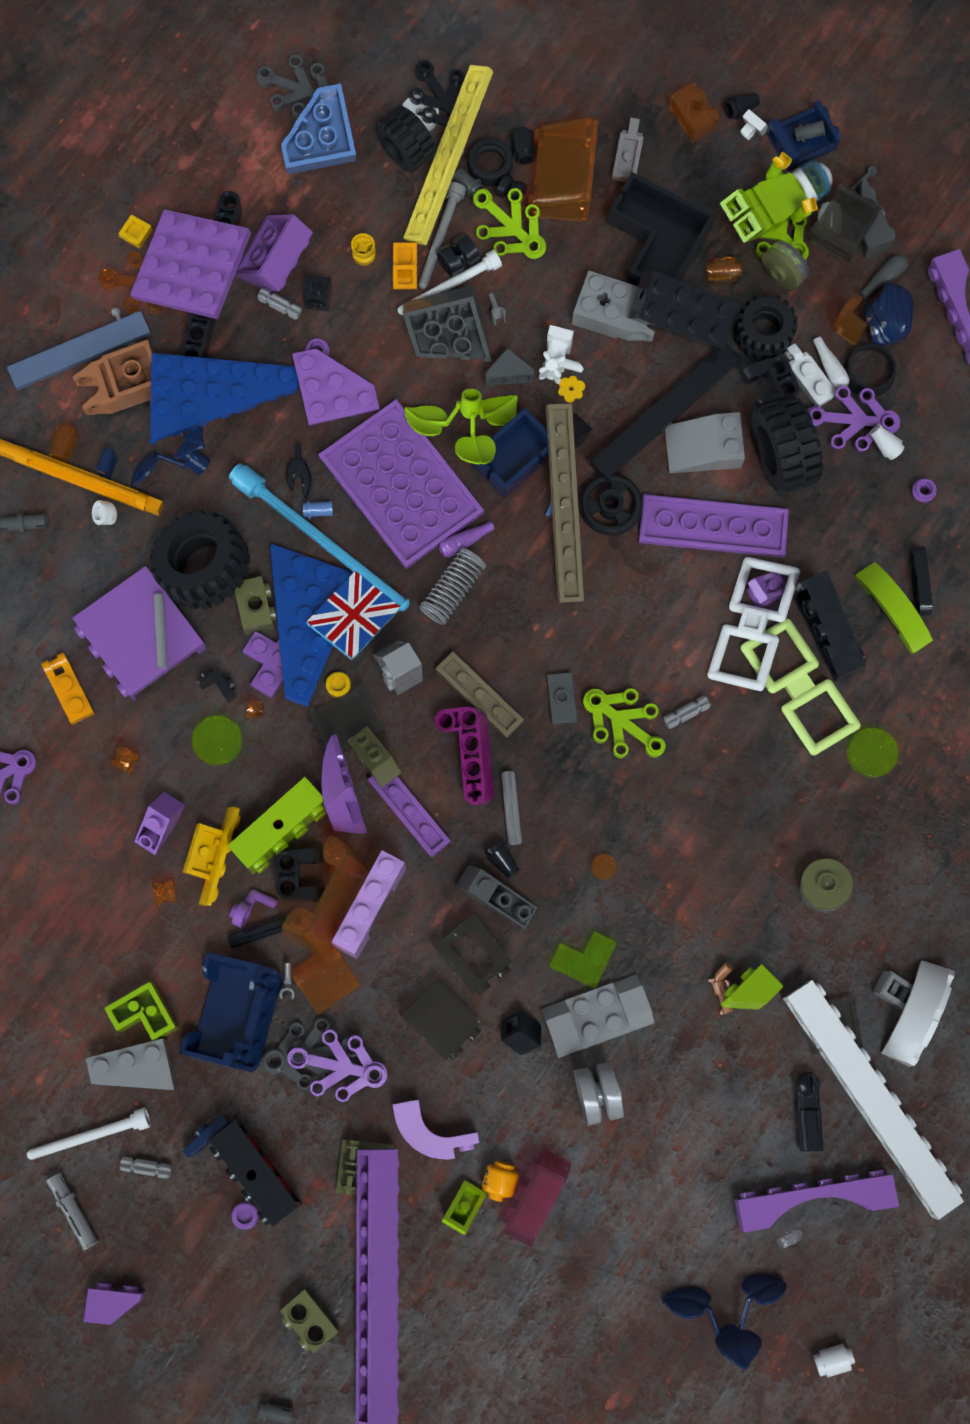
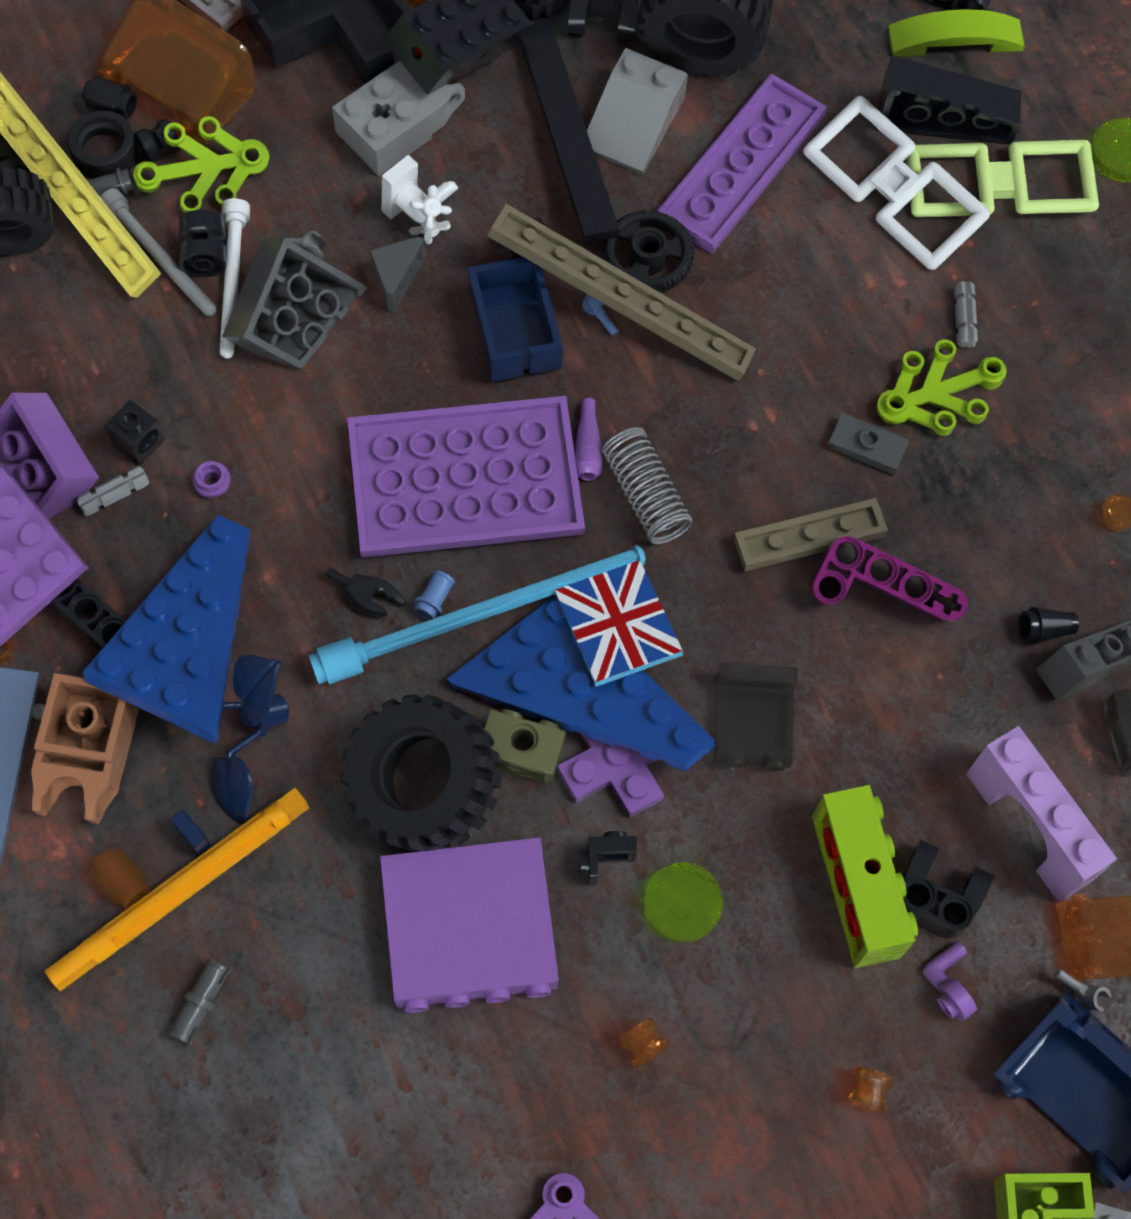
camera: 60 degrees left, 10 degrees down
(68, 689) = (488, 1070): light orange plate -> none
(104, 513) = (259, 879): white tile -> none
(159, 822) = (763, 1043): medium lavender slope -> none
(160, 631) = (490, 884): light grey bar -> none
(209, 852) = (847, 995): yellow bracket -> none
(254, 709) = (666, 828): clear orange hinge -> none
(255, 933) = (991, 983): black axle -> none
(318, 929) = (965, 820): clear orange windscreen -> none
(331, 389) = (277, 489): medium lavender plate -> none
(338, 684) = (695, 700): yellow tile -> none
(339, 792) = (856, 758): medium lavender wedge -> none
(365, 244) = (113, 348): yellow wheel -> none
(374, 756) = (831, 700): olive brick -> none
(399, 666) = (722, 600): light grey wedge -> none
(404, 266) = (169, 317): light orange slope -> none
(412, 815) = (922, 703): medium lavender plate -> none
(473, 449) = (432, 315): lime plant -> none
(511, 808) = (983, 578): light grey axle -> none
(571, 383) = (466, 218): yellow plant -> none
(766, 589) = (860, 149): medium lavender slope -> none

